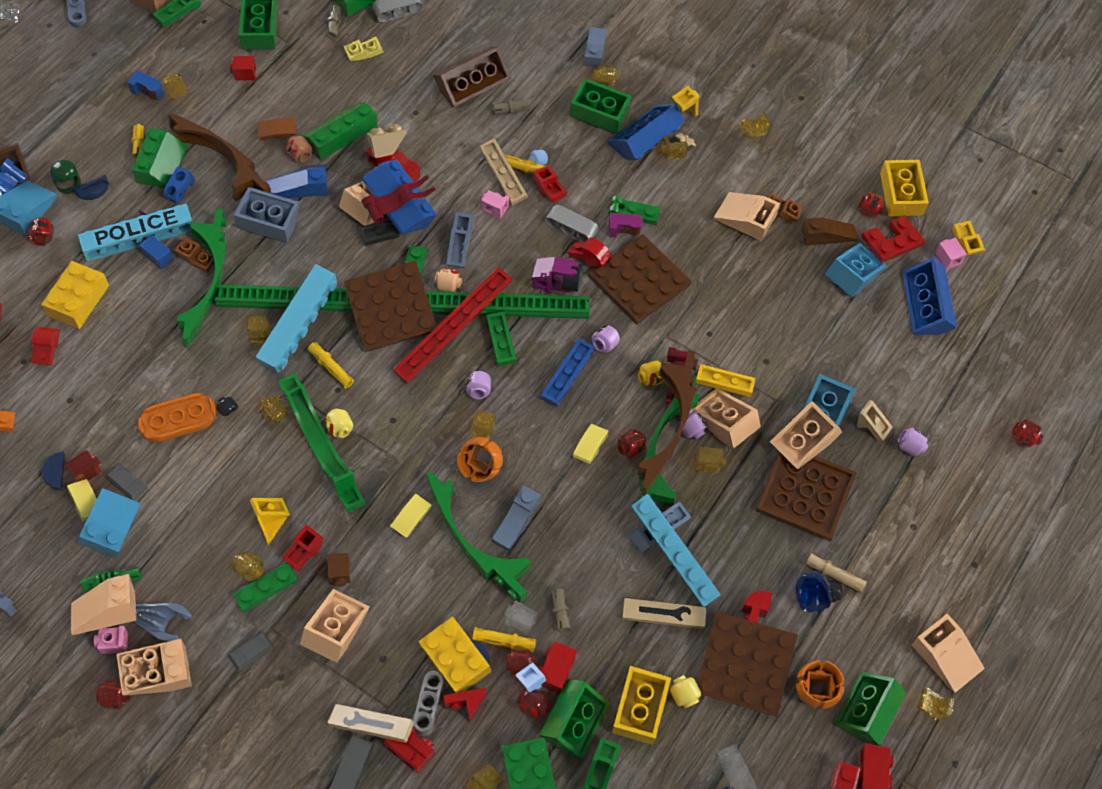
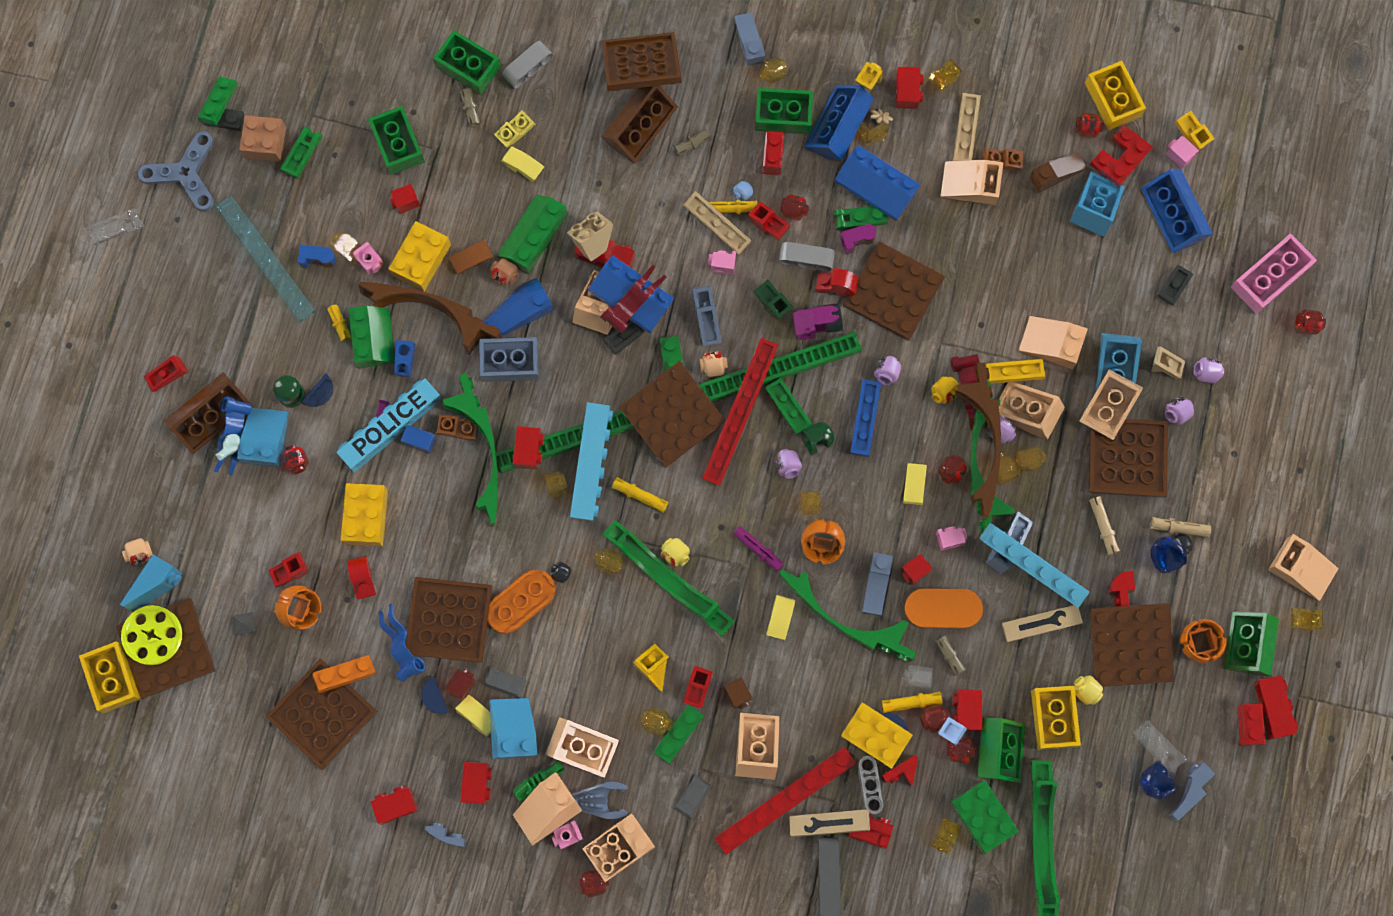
camera: 15 degrees left, 15 degrees up
(43, 420) = (408, 664): none -> blue flag
(50, 559) = (475, 783): none -> red brick
(102, 408) = (448, 619): none -> reddish brown plate
(104, 76) = (265, 259): none -> clear light blue tile
(167, 564) = (581, 747): none -> light nougat slope
(189, 101) = (363, 253): none -> bright pink brick
(233, 112) = (419, 256): none -> yellow brick
(246, 287) = (528, 447): none -> red brick
(338, 688) = (785, 800): none -> red plate
(356, 73) = (521, 162): none -> light yellow slope
(421, 455) = (765, 554): none -> magenta pin
(492, 30) = (641, 61): none -> reddish brown plate
(516, 370) = (817, 434): none -> dark green helmet
(525, 247) = (774, 302): none -> dark green brick
(559, 519) = (915, 570): none -> red brick
(572, 565) = (943, 608): none -> orange tile
(577, 135) = (773, 153): none -> red brick
(577, 182) = (794, 207): none -> clear red head
(605, 503) = (951, 538): none -> bright pink brick
(660, 186) = (877, 182): none -> blue slope
(682, 460) = (1007, 469): none -> clear yellow window
(718, 125) = (908, 87): none -> red brick
(760, 171) = (966, 127): none -> tan tile
(760, 552) = (1107, 533): none -> tan pin
(772, 368) = (1053, 341): none -> light nougat slope
(871, 467) = (1179, 411): none -> lavender head
(906, 359) = (1175, 285): none -> pearl dark grey plate
(1004, 379) = (1273, 273): none -> bright pink brick

